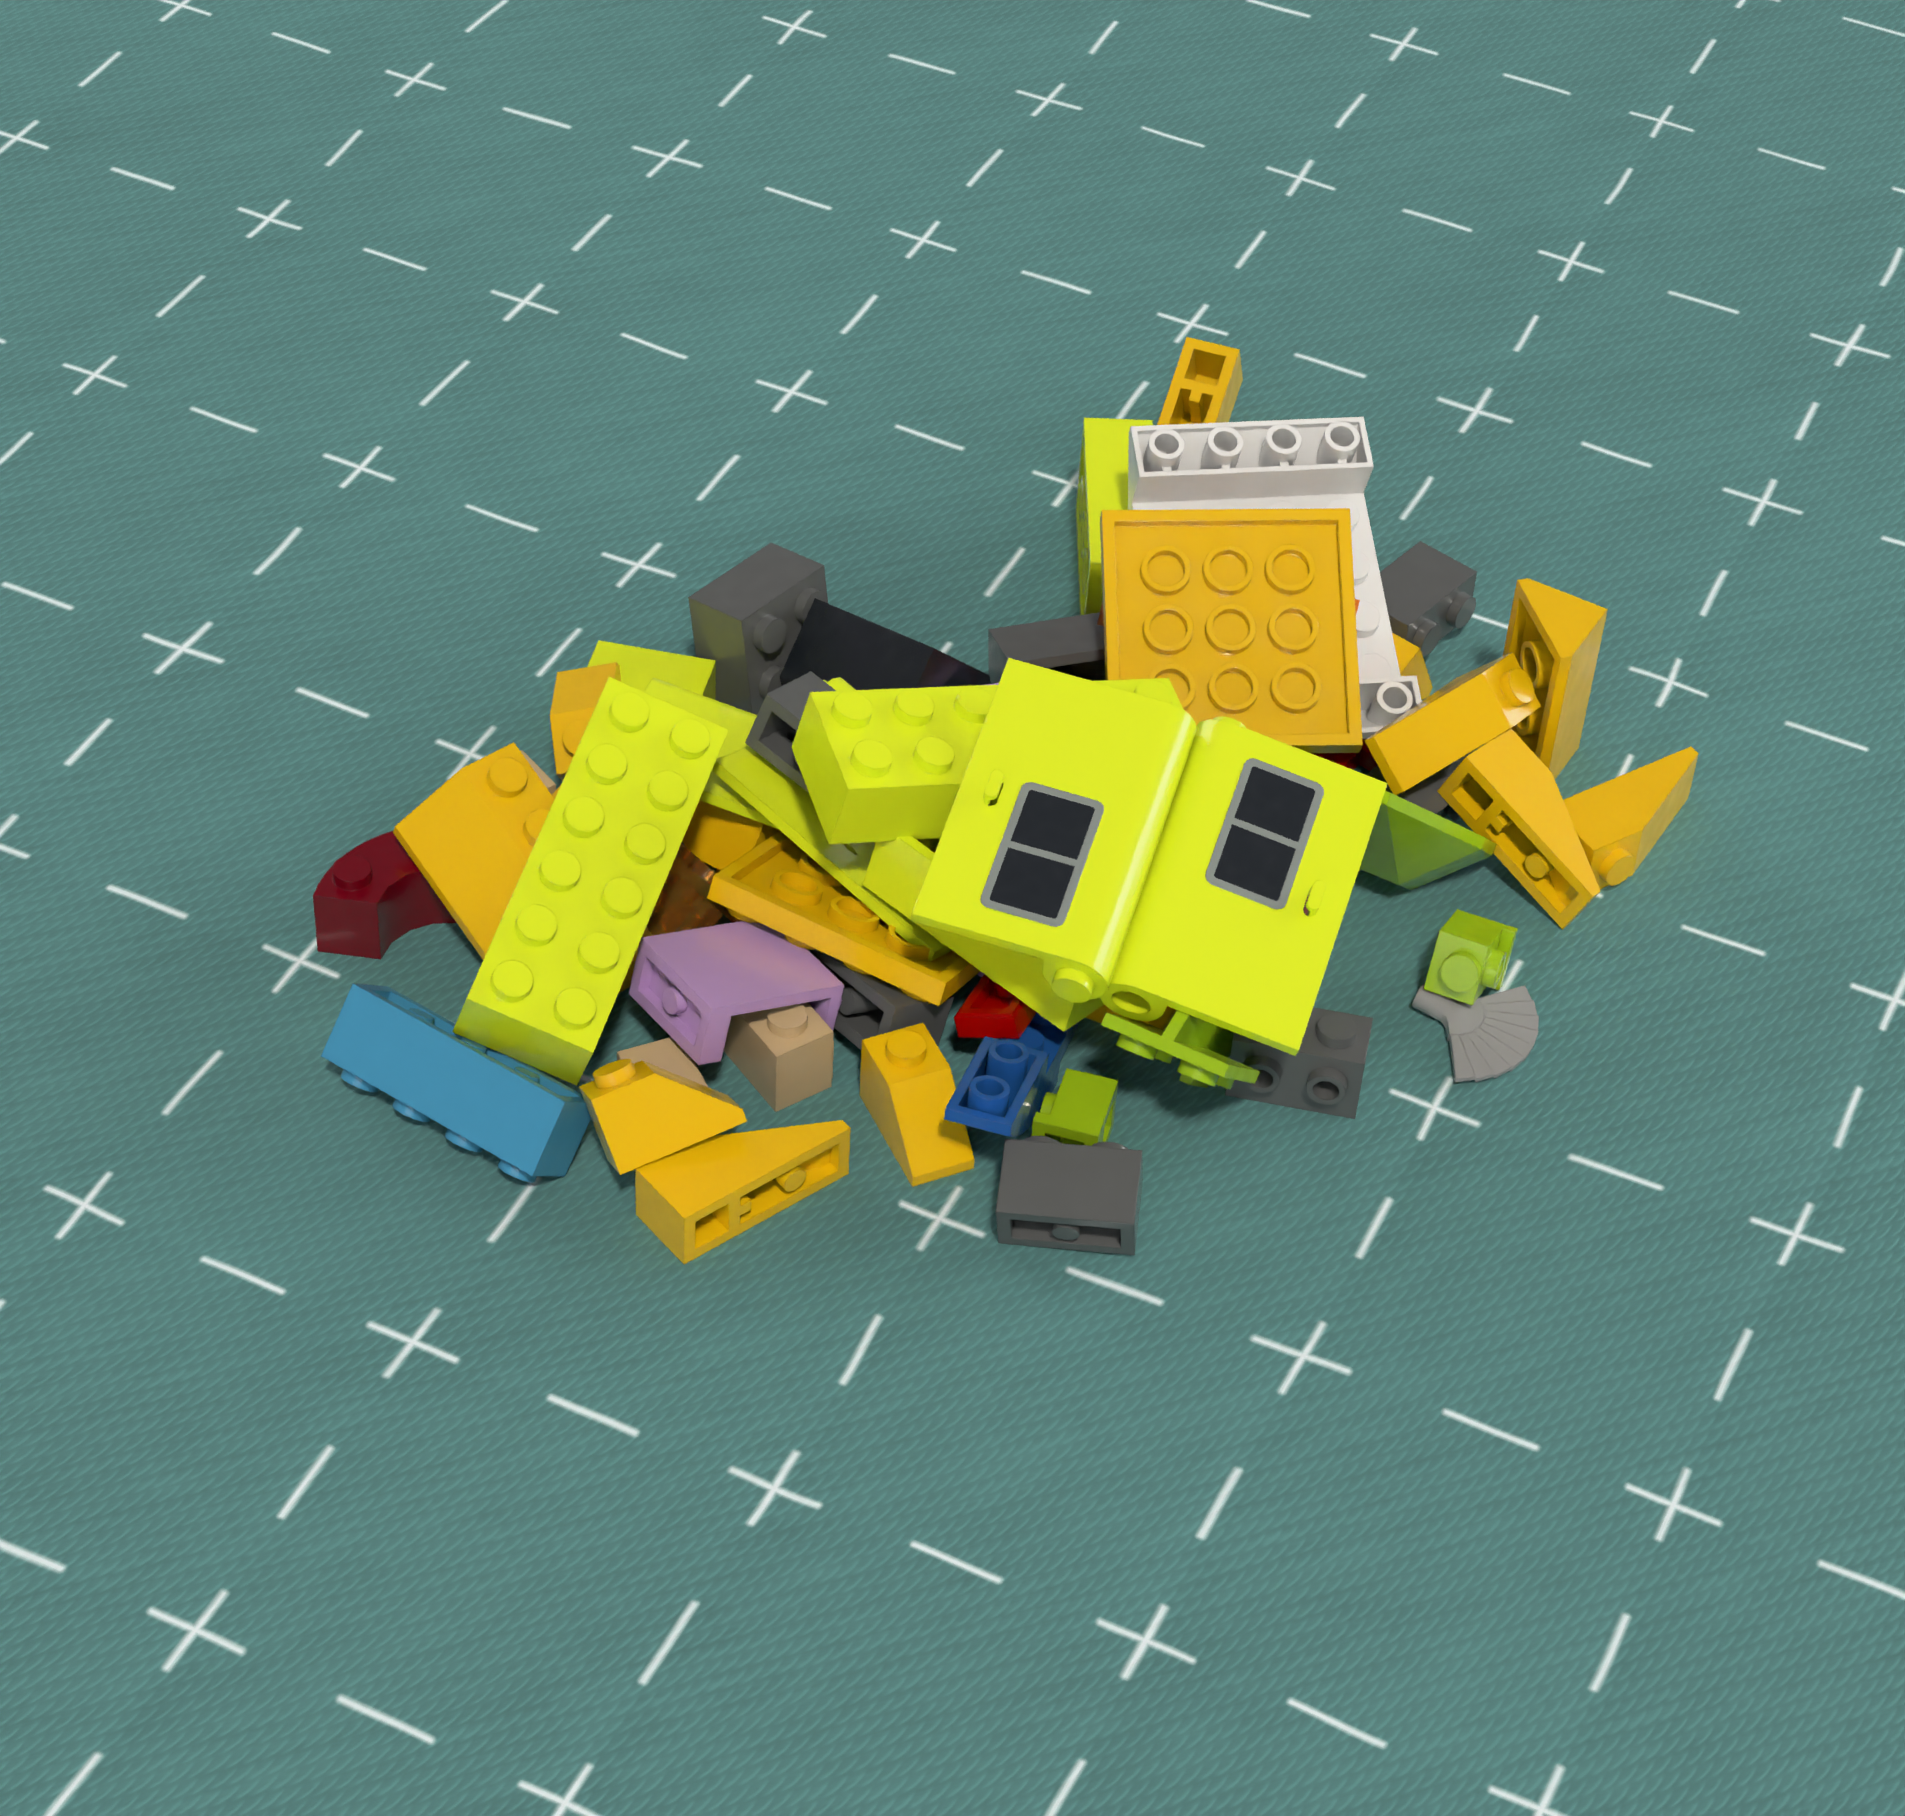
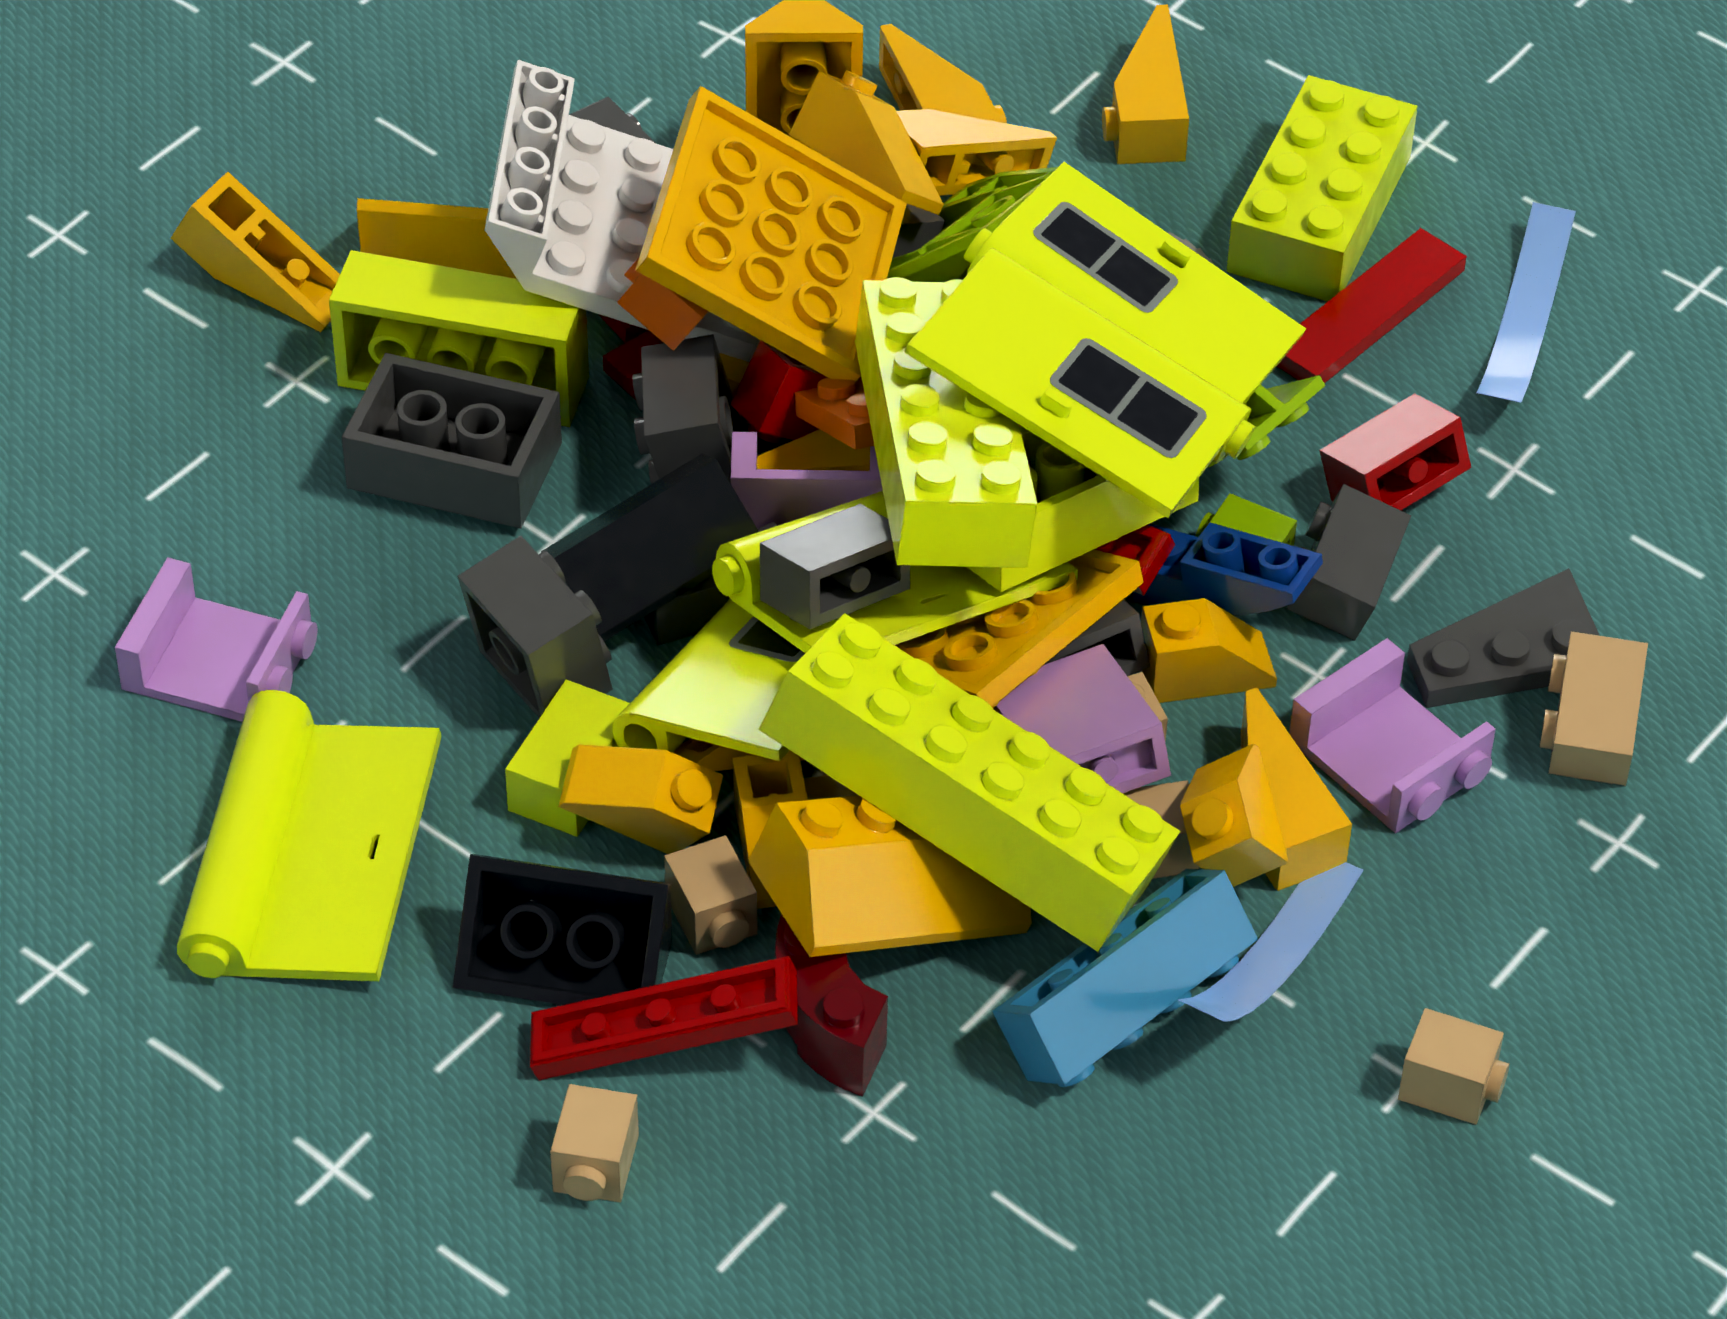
camera: 75 degrees left, 5 degrees up
(208, 773) = (594, 1143): none -> tan brick
(343, 783) = (664, 1018): none -> red tile
(407, 1347) = (1453, 1067): none -> tan brick
(428, 718) = (559, 932): none -> black slope
(506, 1195) = (1280, 946): none -> light blue sticker
(512, 560) = (293, 845): none -> neon yellow door
(721, 473) = (209, 651): none -> lavender panel
(850, 1267) = (1385, 742): none -> lavender panel
(922, 1421) = (1597, 708): none -> tan brick
(994, 554) = (452, 440): none -> dark grey brick
(1025, 1369) = (1501, 646): none -> dark grey wing
(1234, 1219) = (1399, 453): none -> red brick
(1491, 1200) = (1373, 305): none -> red tile
(1536, 1344) = (1528, 303): none -> light blue sticker
(1642, 1128) = (1321, 189): none -> neon yellow brick
(1724, 978) = (1149, 99): none -> yellow slope

